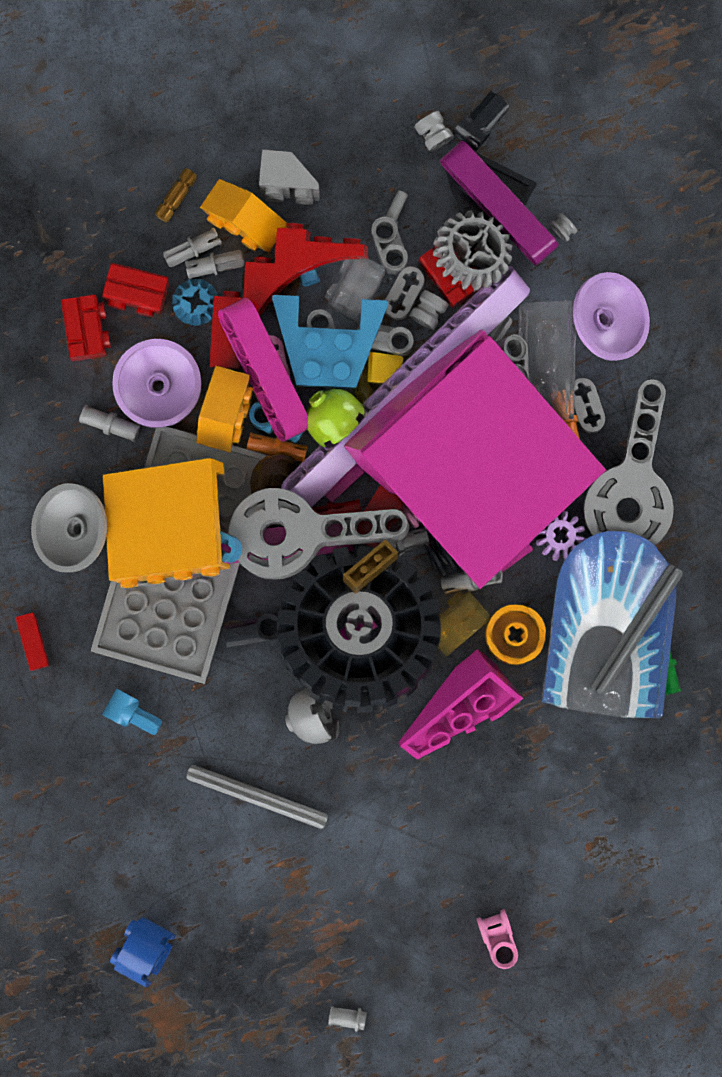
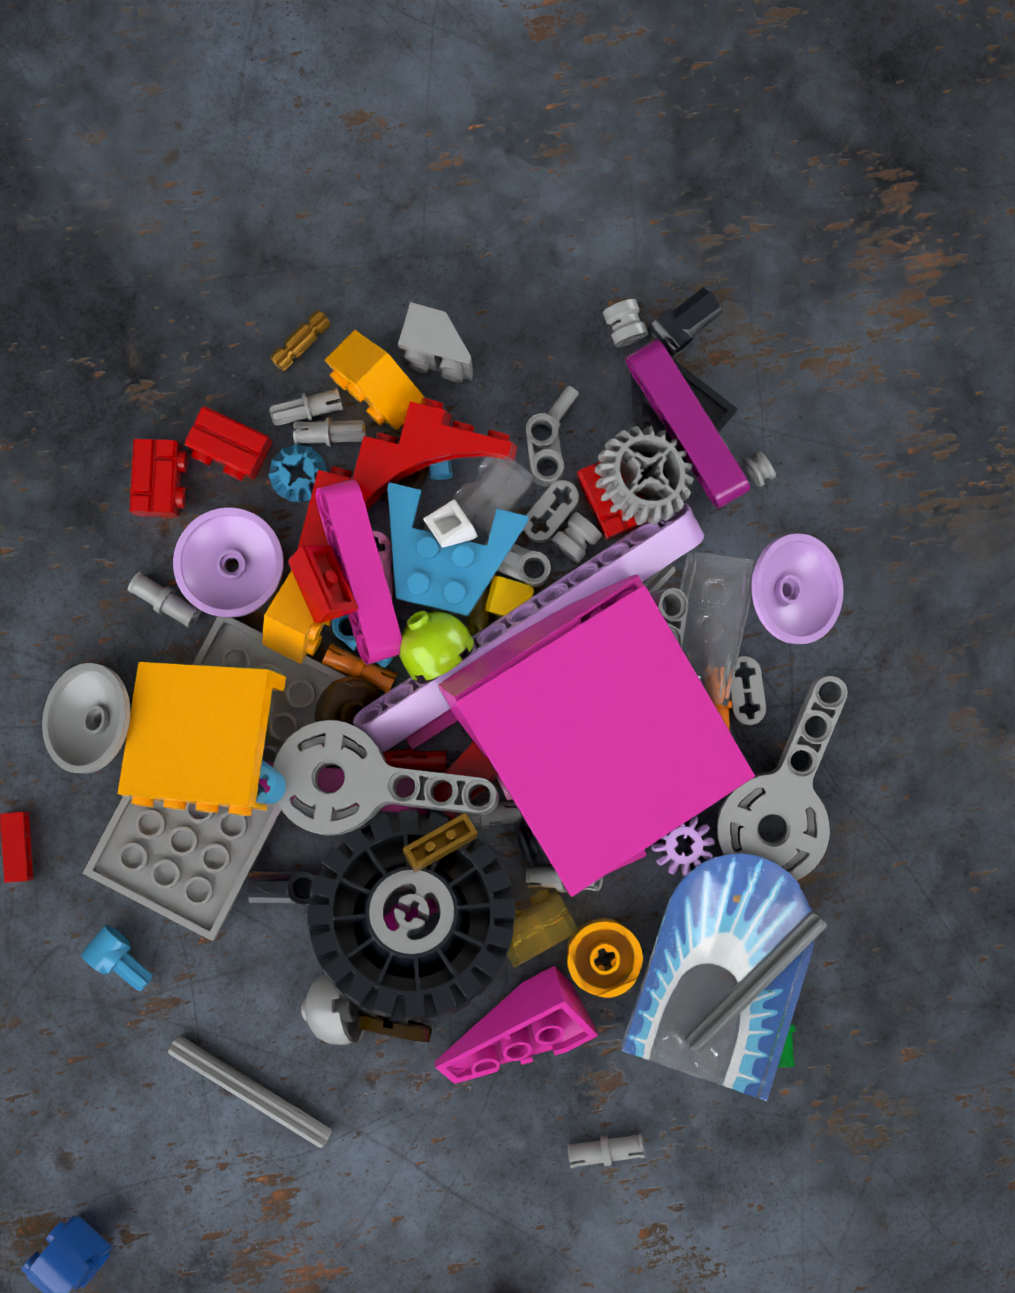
camera: 15 degrees right, 0 degrees up
(238, 383) = (322, 583): none -> red slope
(328, 319) = (450, 525): none -> white slope
(365, 720) = (381, 1025): none -> dark brown tile
(546, 786) = (606, 1150): none -> light grey pin

